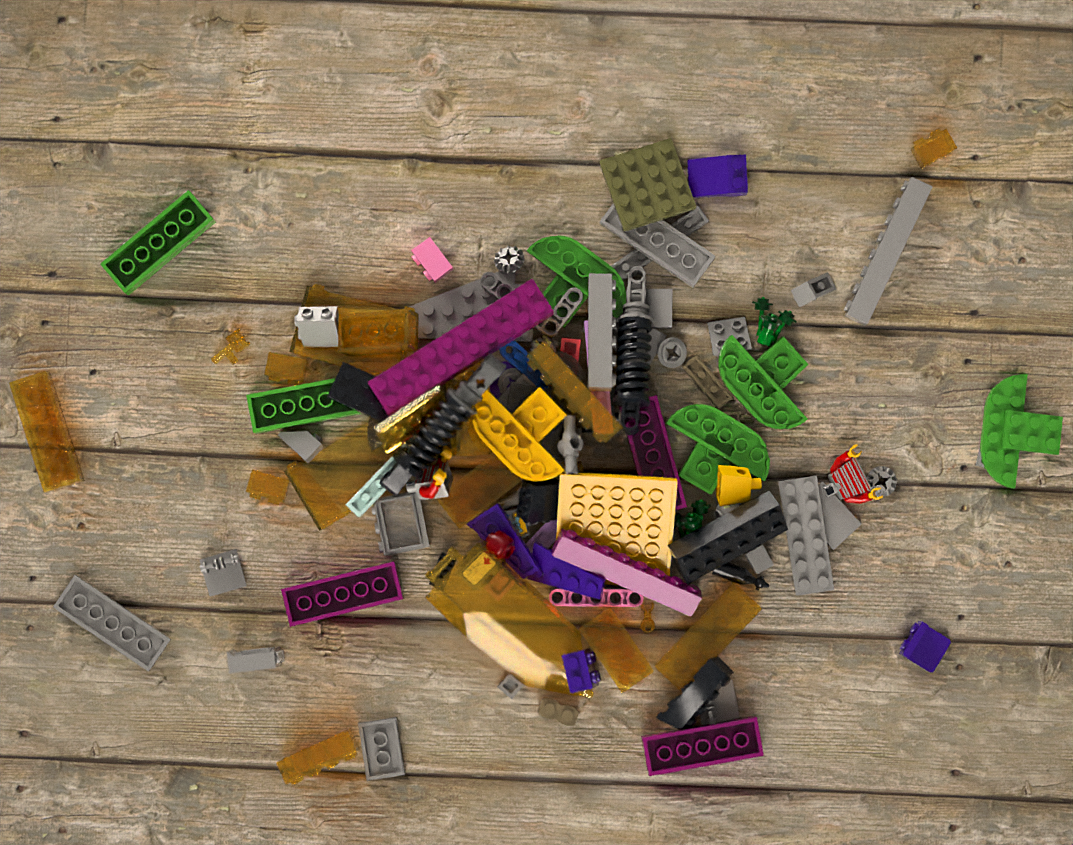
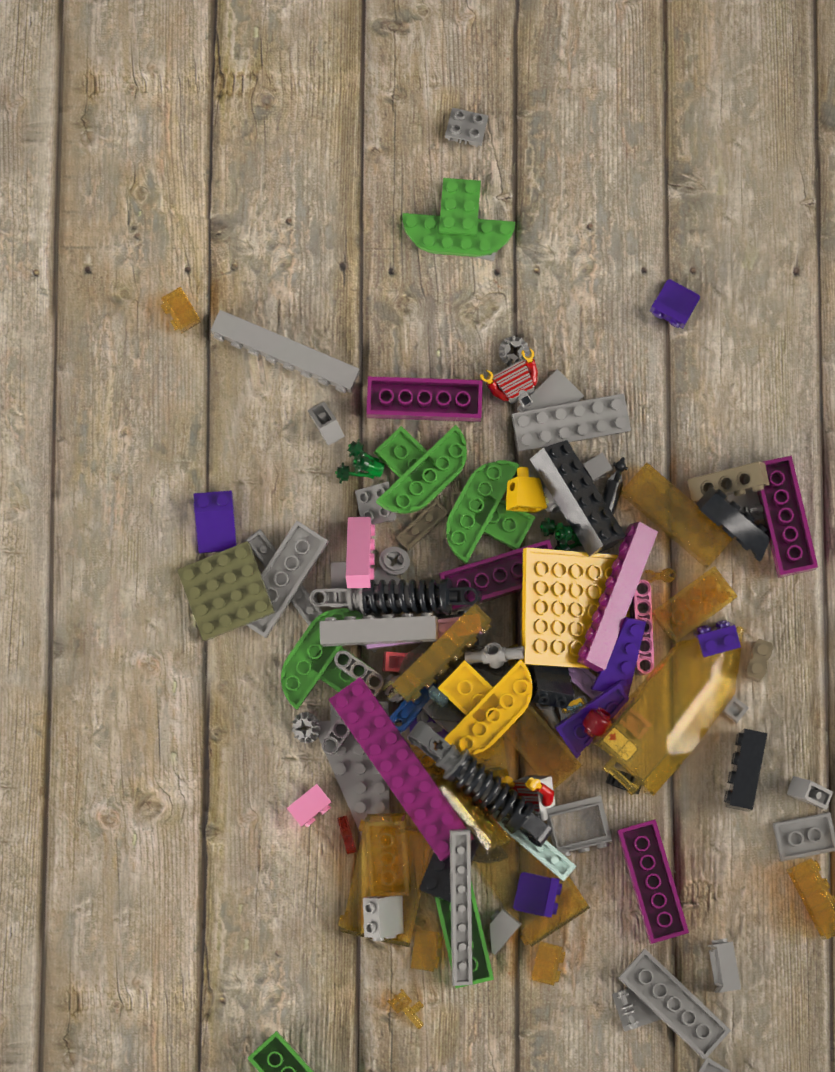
camera: 90 degrees left, 5 degrees down
(222, 609) = (674, 1004): none -> light grey plate
(323, 401) = (461, 907): none -> light grey tile
(335, 479) = (537, 894): none -> dark purple bracket
(402, 295) = (346, 835): none -> clear red piece
(424, 755) = (810, 792): none -> light grey slope
(448, 692) = (746, 770): none -> black brick
(534, 384) = (438, 696): none -> clear light blue tile
(680, 316) = (359, 552): none -> bright pink brick
(739, 719) = (758, 479): none -> dark tan brick
(834, 388) = (424, 399): none -> magenta brick

